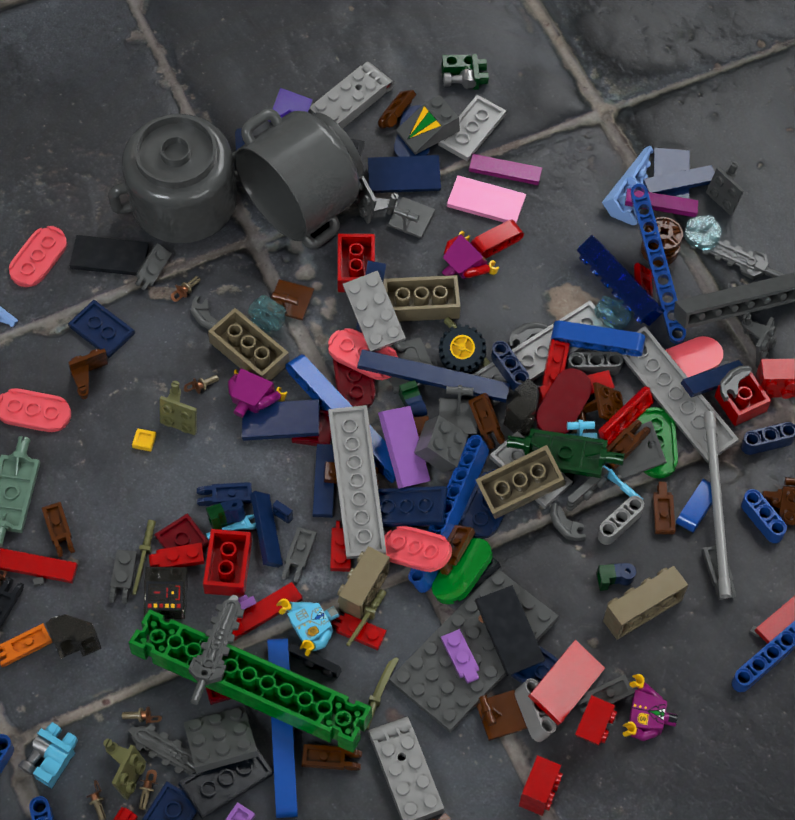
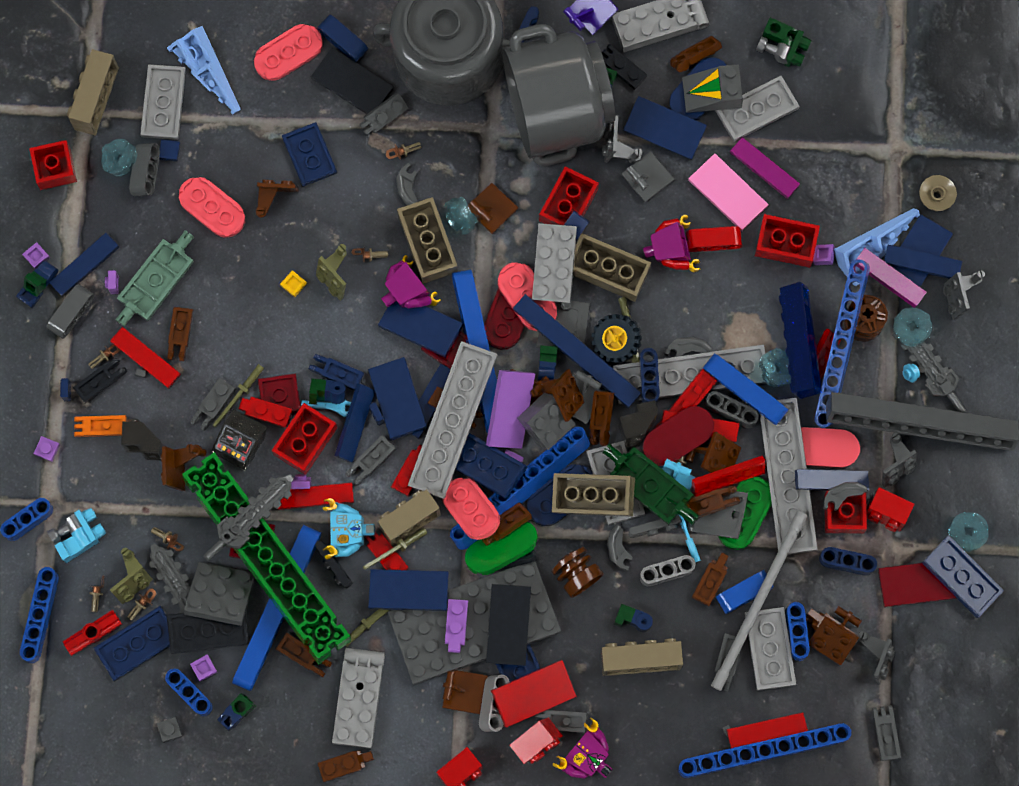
camera: 30 degrees right, 15 degrees up
(82, 223) = (342, 38): none -> dark blue beam
(113, 638) = (174, 464): none -> reddish brown plate
(295, 490) = (397, 398): none -> dark blue tile
(398, 648) = (408, 590): none -> dark blue tile
(441, 406) = (564, 391): none -> reddish brown plate
(543, 557) = (577, 572): none -> reddish brown wheel
(559, 212) = (787, 240): none -> red brick
(595, 211) = (824, 254): none -> medium lavender plate
(658, 125) = (940, 185): none -> dark tan dish
(724, 267) = (911, 372): none -> medium azure plate
(752, 543) = (771, 650): none -> light grey plate

